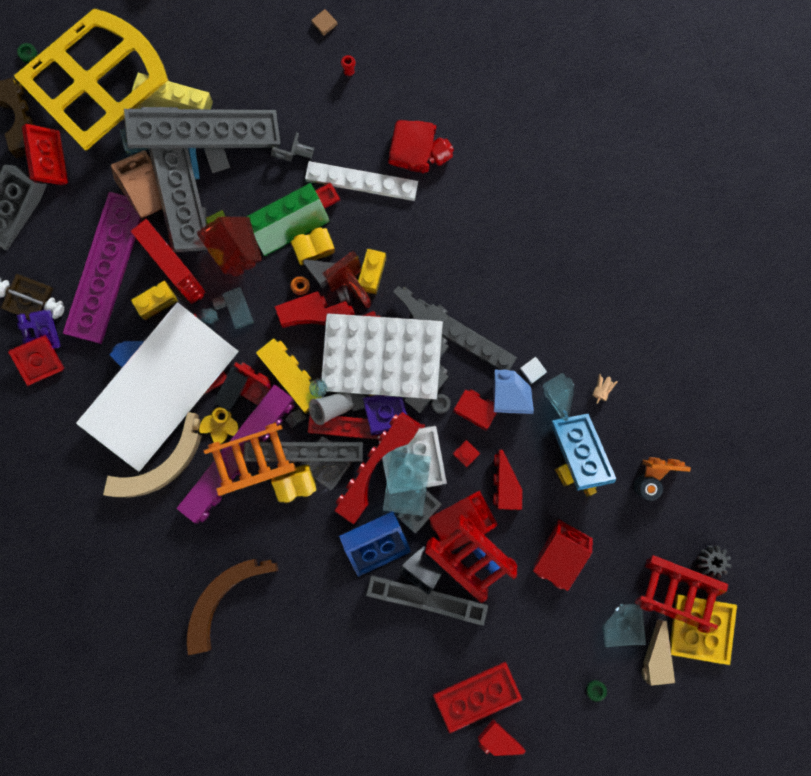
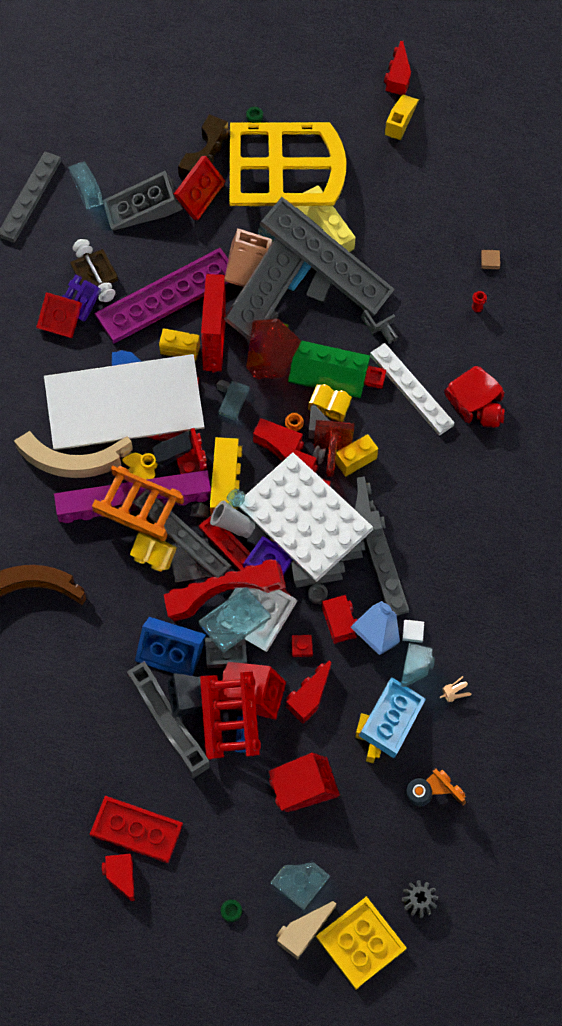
camera: 45 degrees right, 15 degrees down
(209, 316) = (207, 388): clear light blue plate -> none
(695, 581) = (389, 895): red fence -> none

